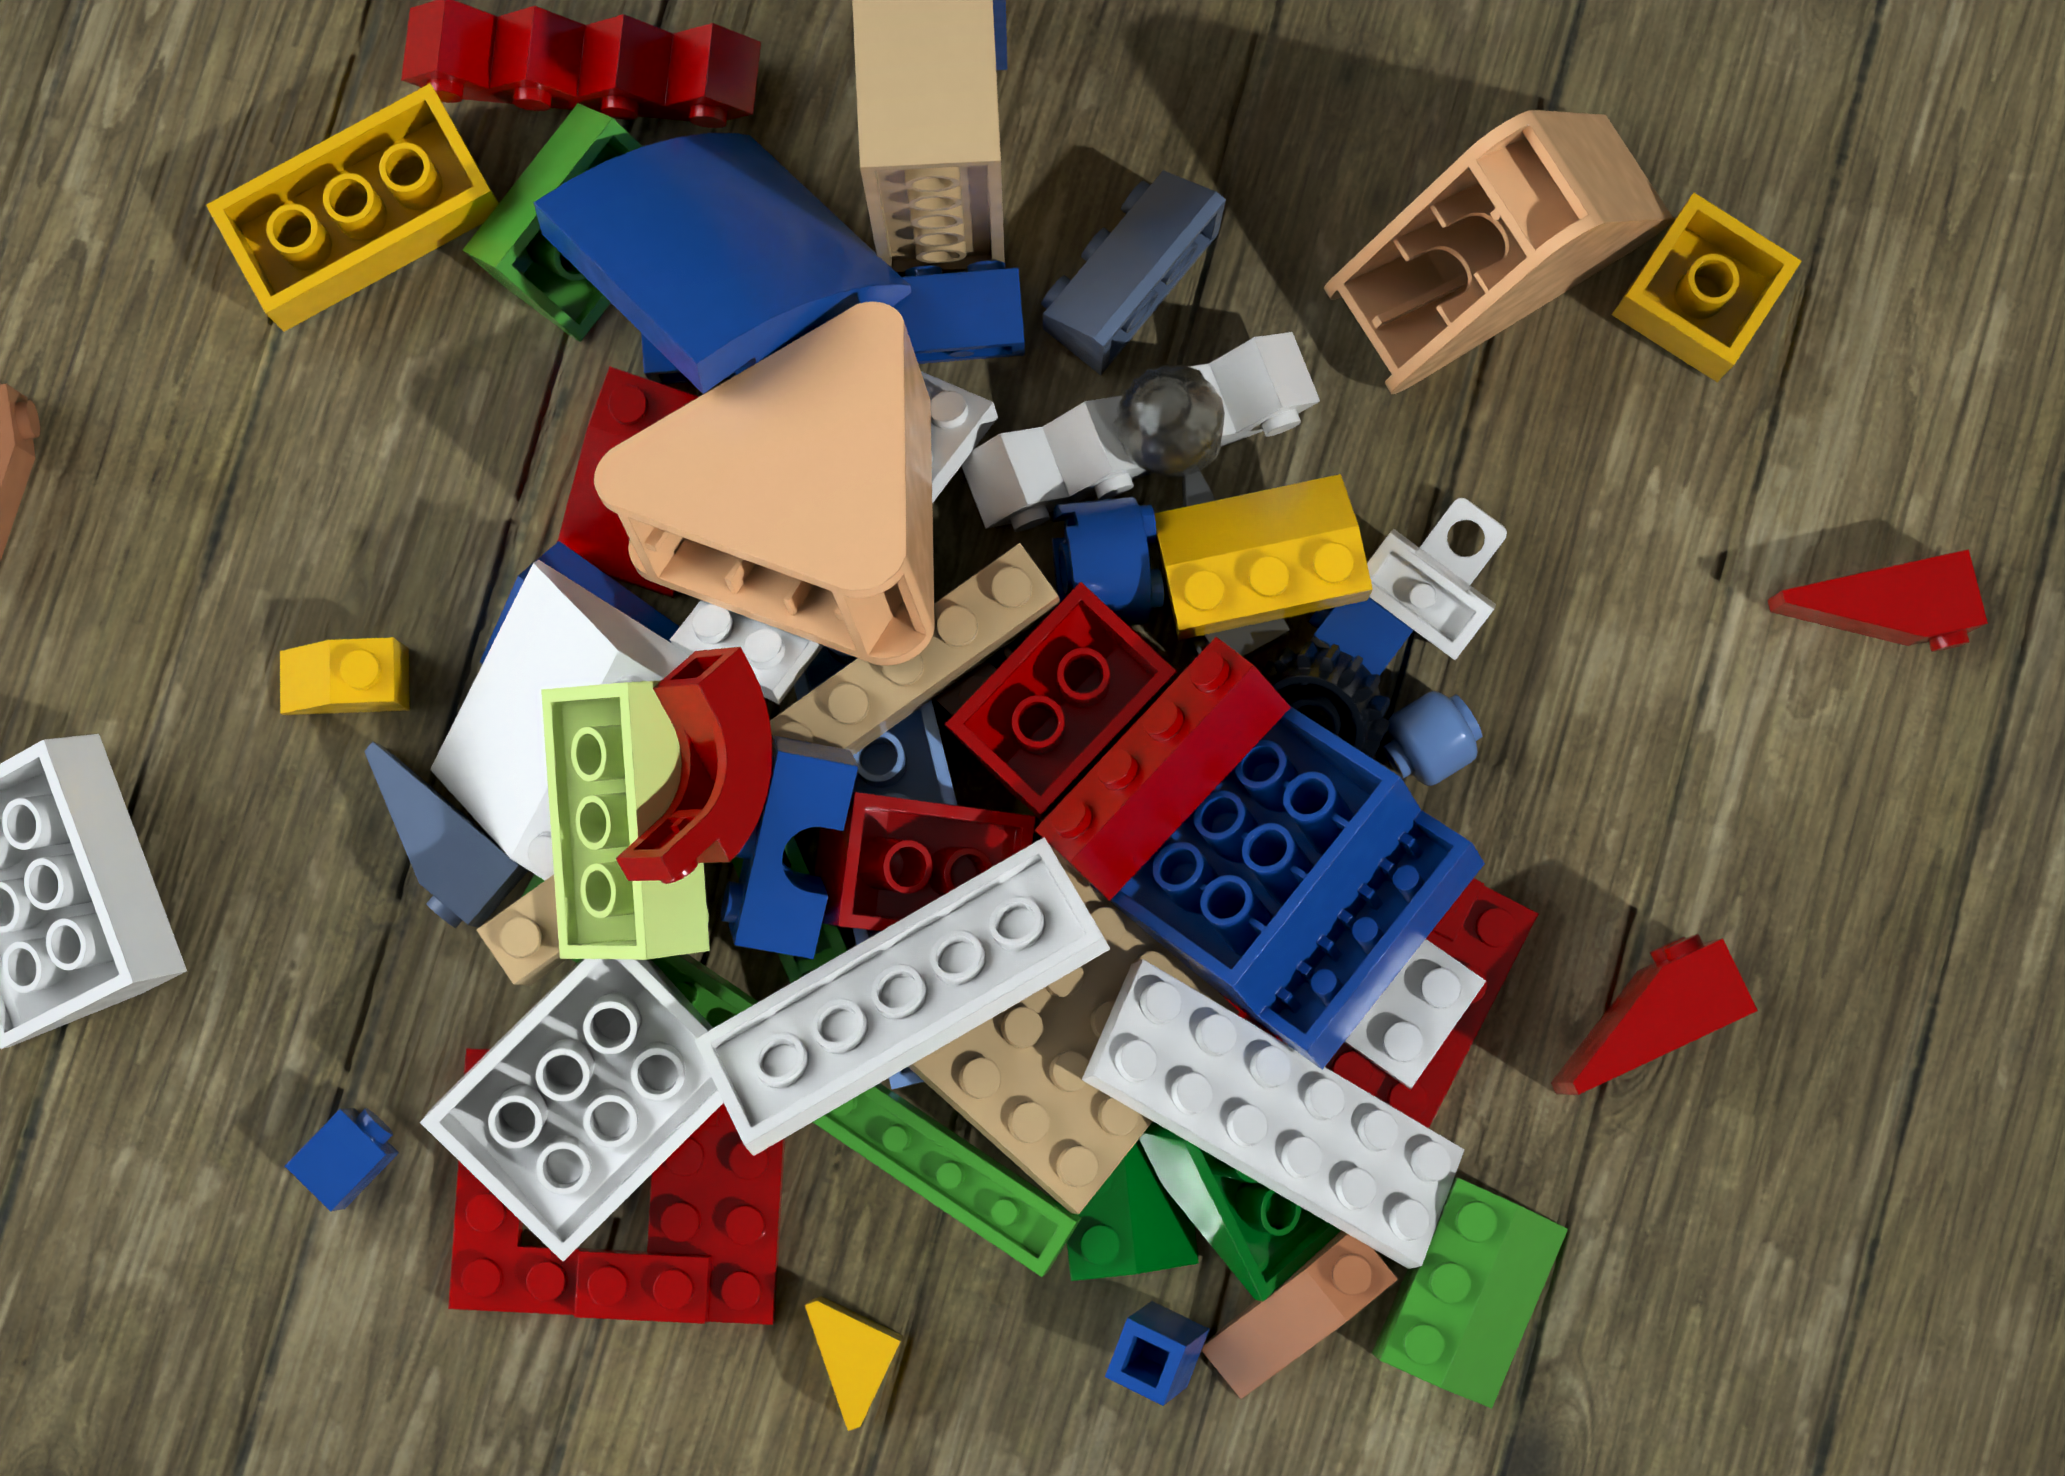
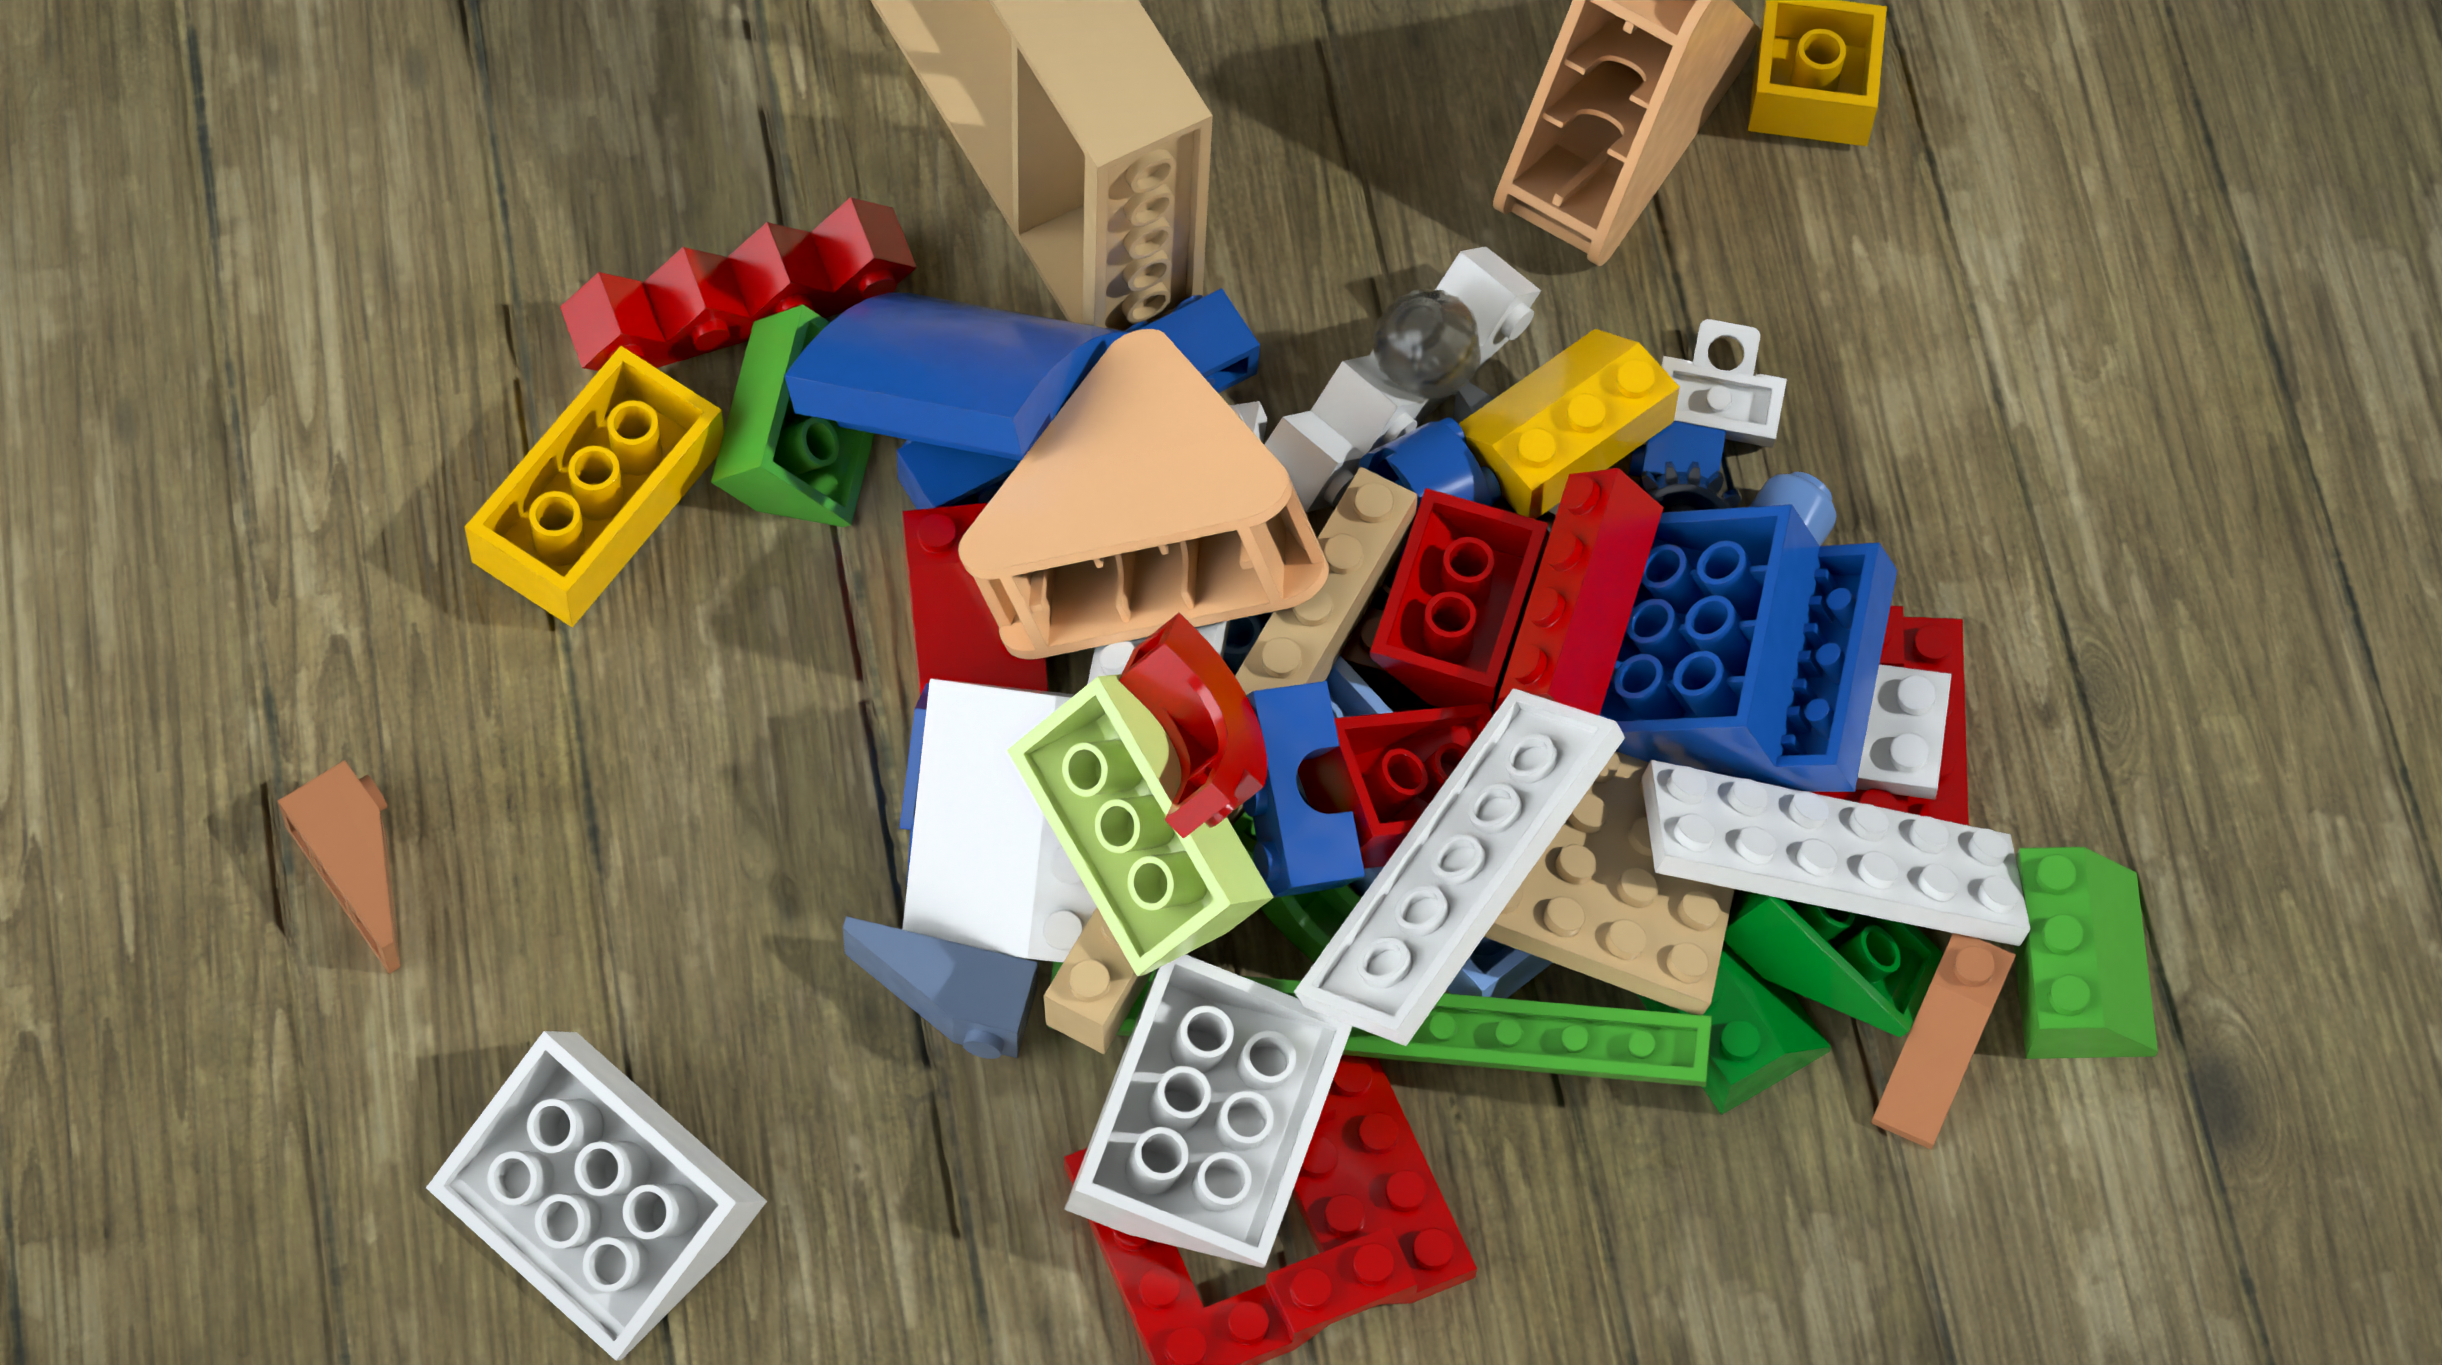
camera: 30 degrees left, 20 degrees down
(343, 1157) = (1000, 1300): blue brick -> none
(345, 677) = (783, 886): yellow slope -> none
(854, 1354) = (1565, 1256): yellow slope -> none
(1132, 268) = (1319, 252): sand blue slope -> none
(1157, 1353) = (1839, 1121): blue brick -> none
(1663, 1007) = (2121, 631): red slope -> none
(1901, 603) = (2114, 250): red slope -> none

